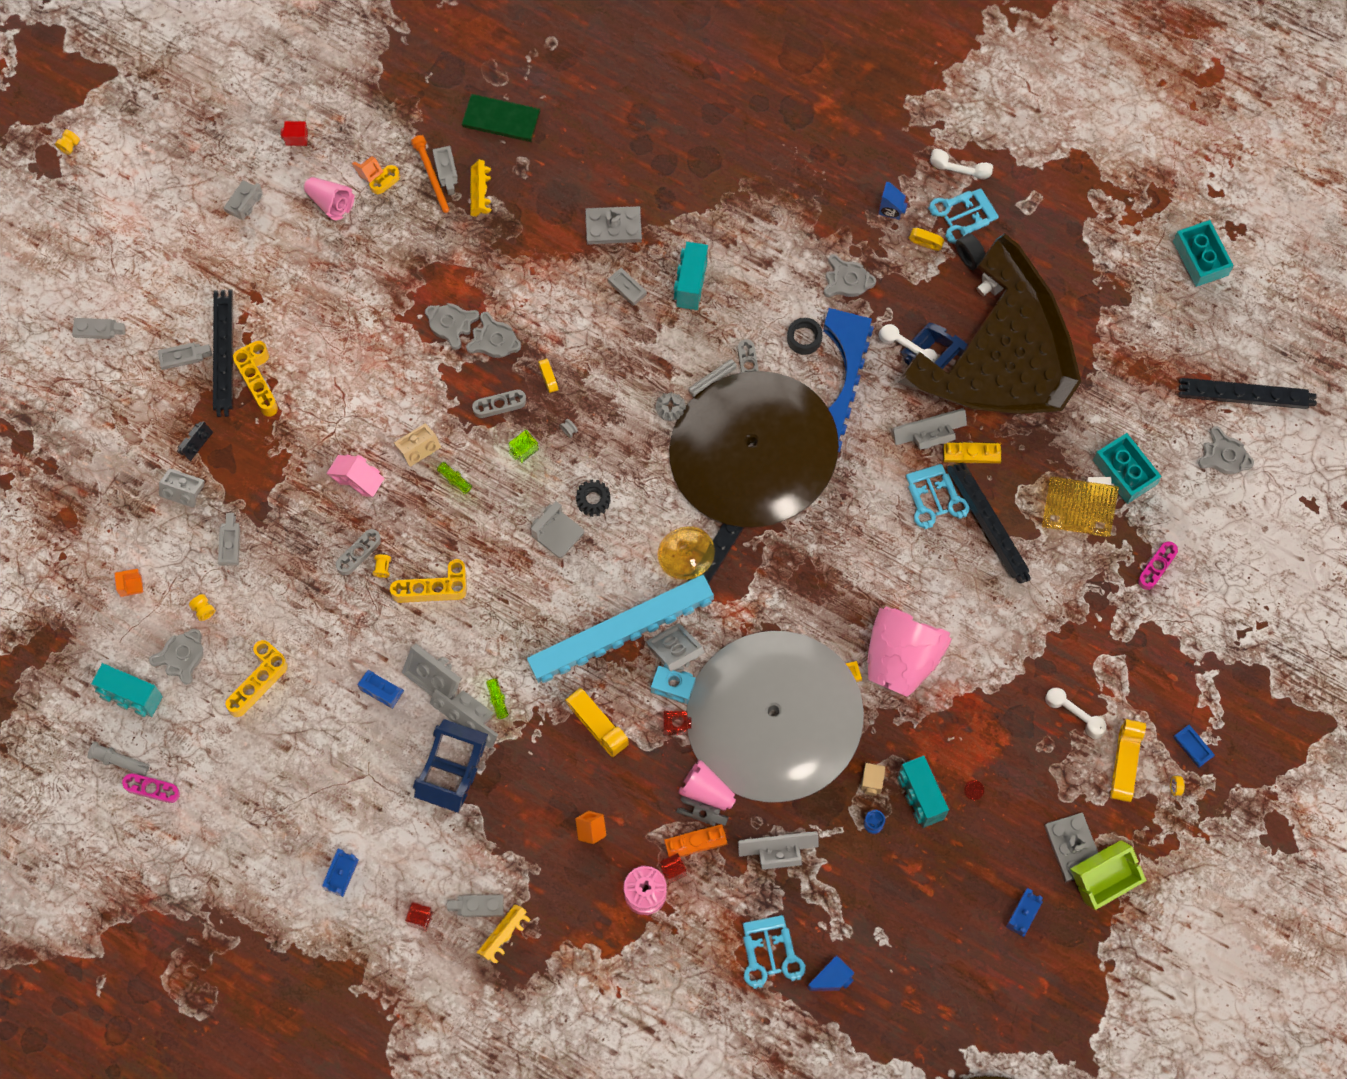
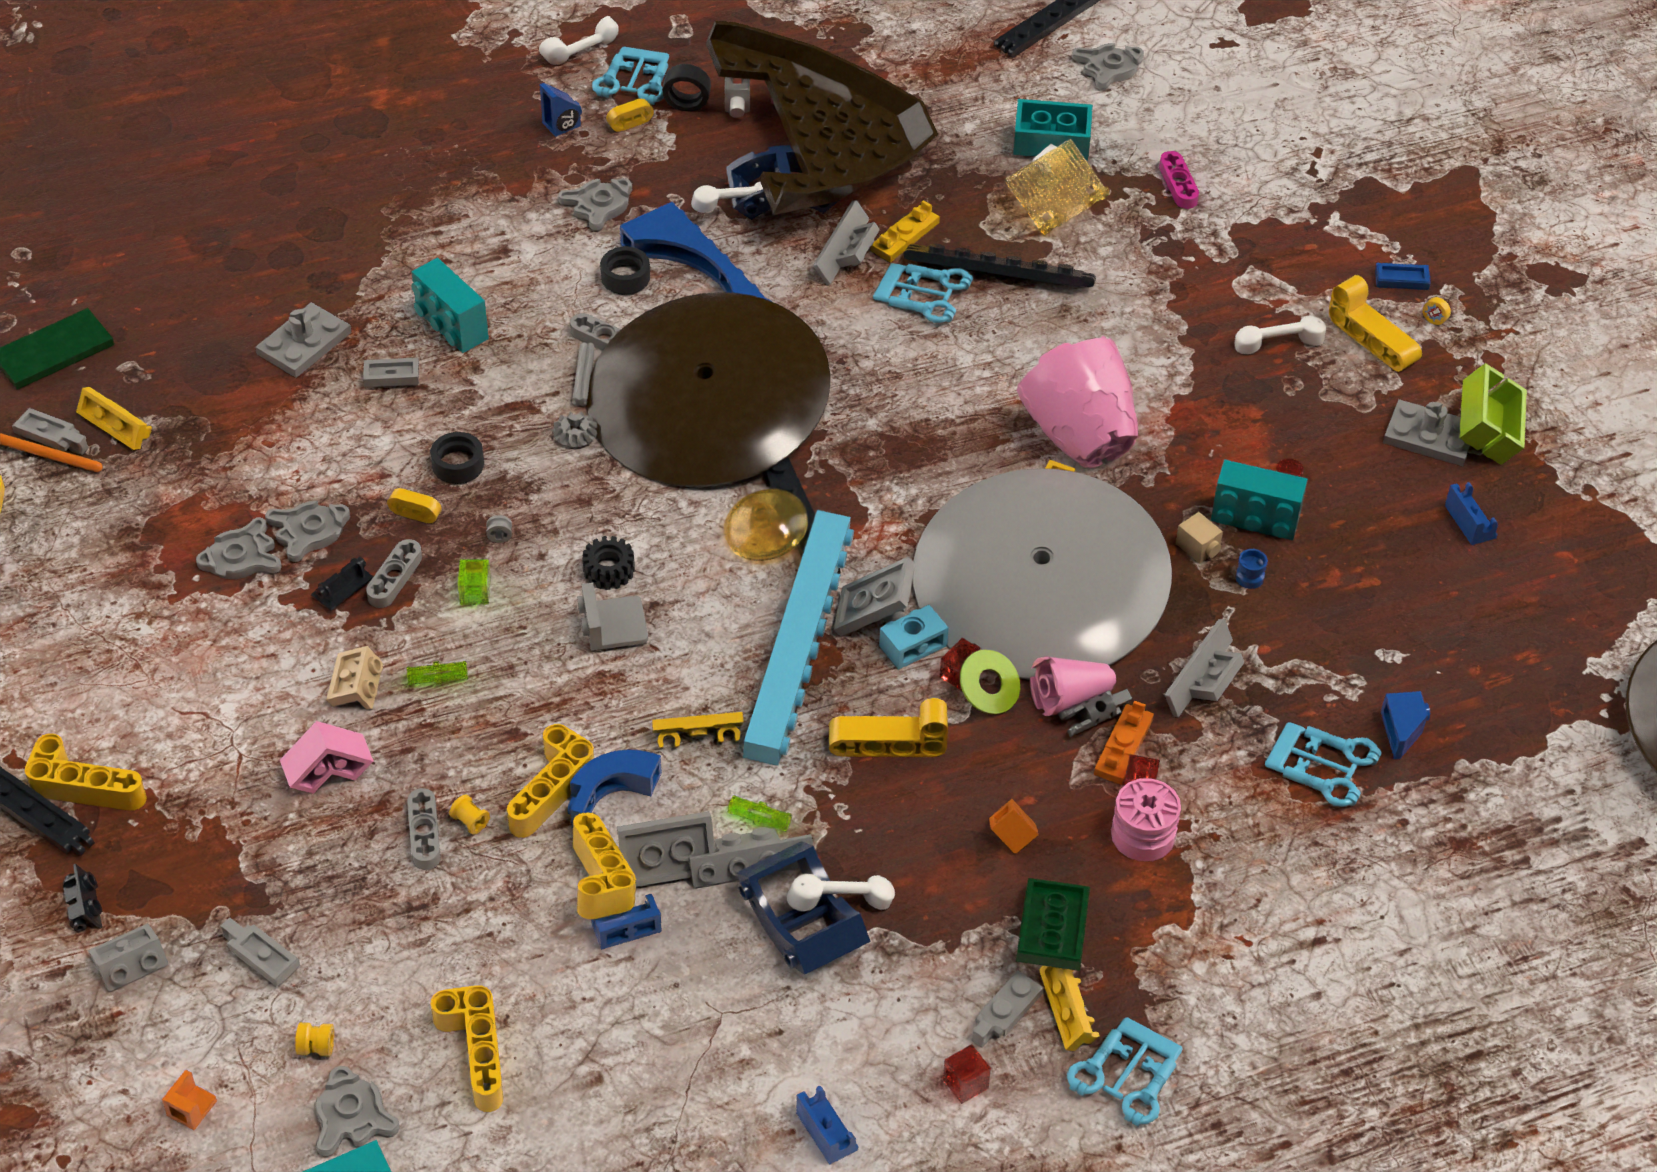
camera: 50 degrees left, 20 degrees down
(397, 651) = (610, 881): none -> yellow beam
(456, 608) = (610, 773): none -> blue arch
(470, 387) = (342, 585): none -> black hinge
(493, 793) = (808, 889): none -> white piece
(516, 990) = (1112, 1043): none -> medium azure piece
(524, 626) = (697, 726): none -> yellow plate
(540, 892) = (1053, 924): none -> dark green tile
(596, 355) = (456, 442): none -> black tyre
(674, 760) = (972, 690): none -> lime gear

